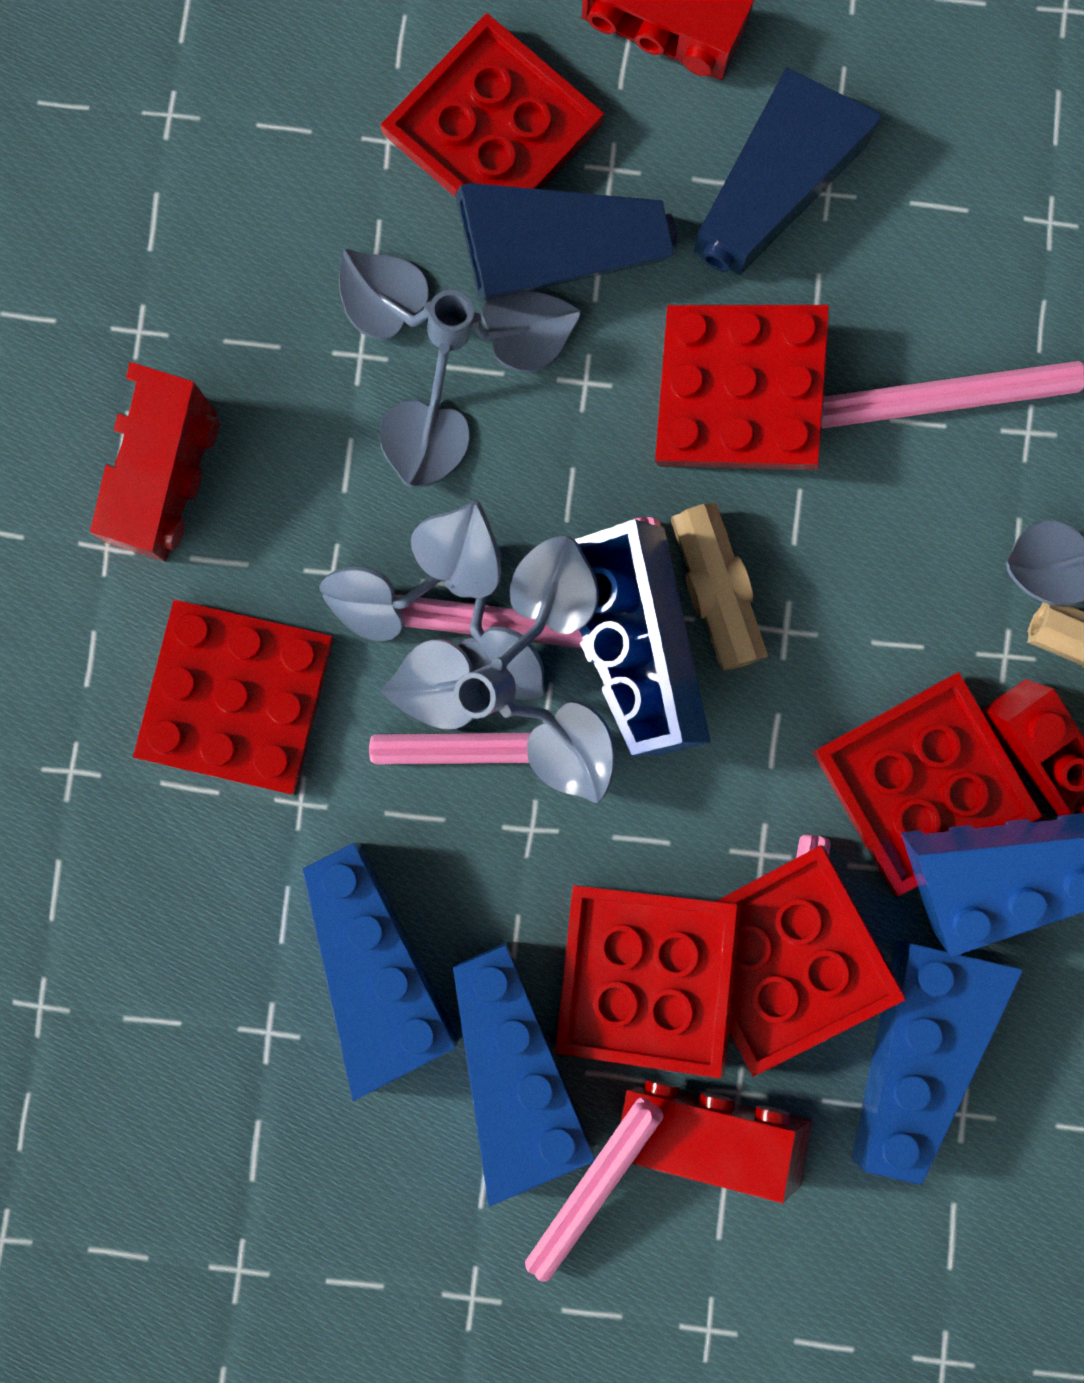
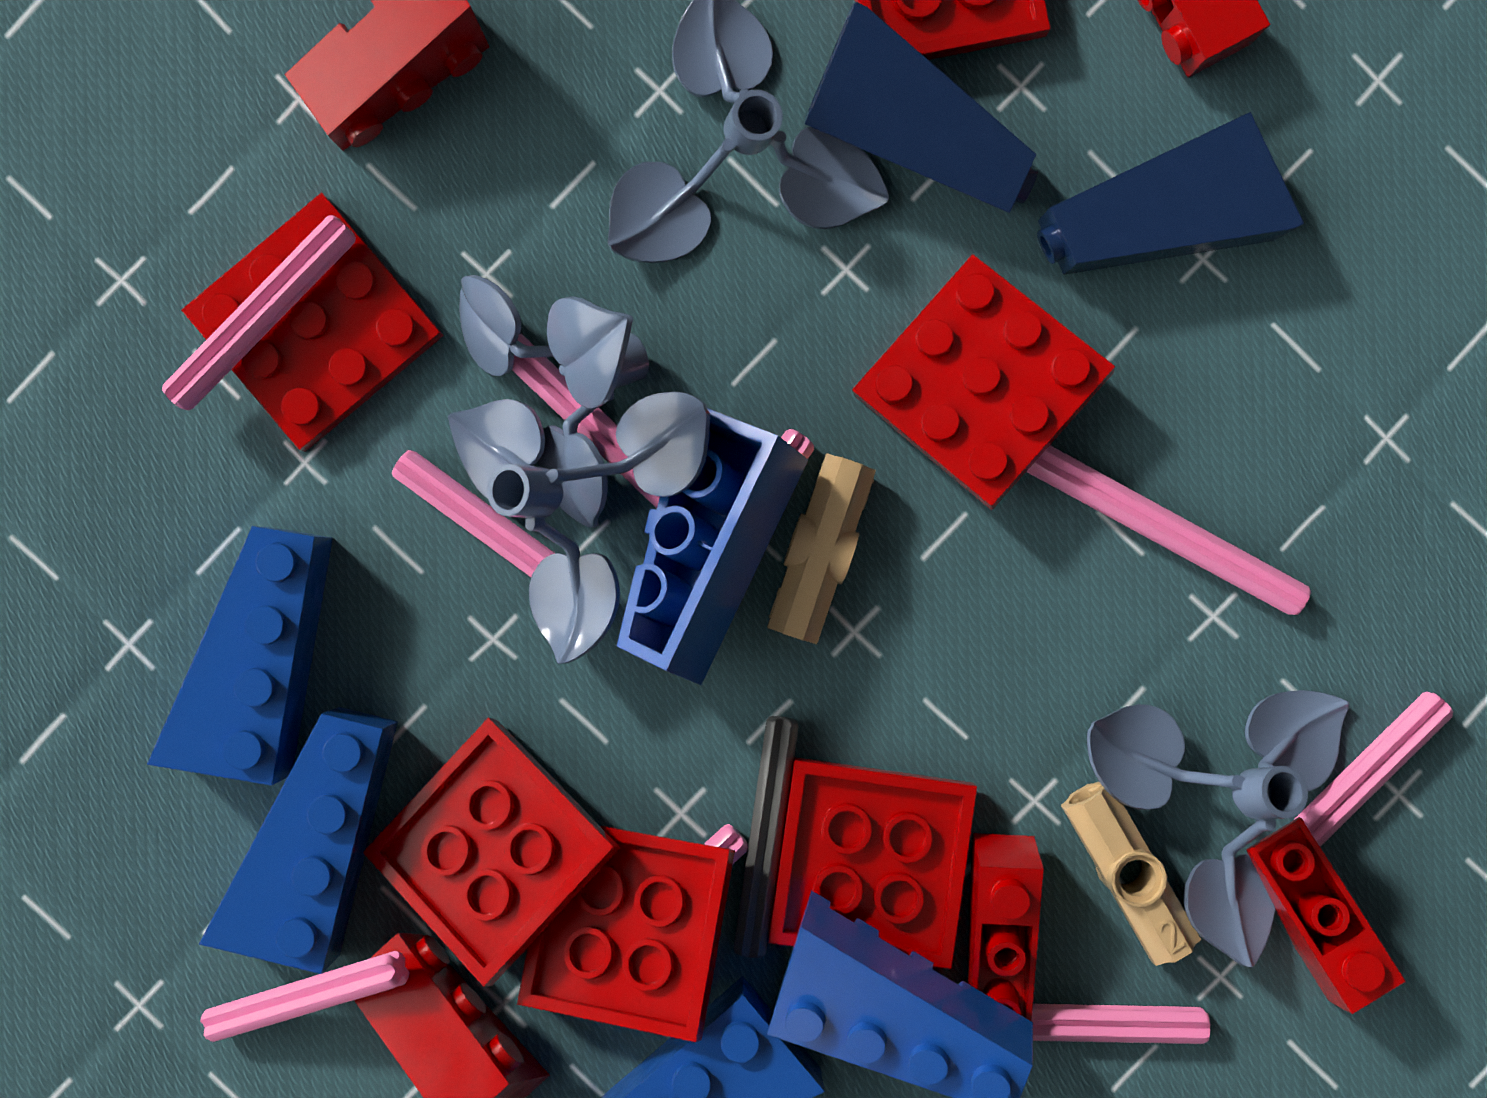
camera: 40 degrees right, 5 degrees up
(193, 715) = (259, 313): none -> bright pink axle
(836, 824) = (766, 837): none -> dark grey axle

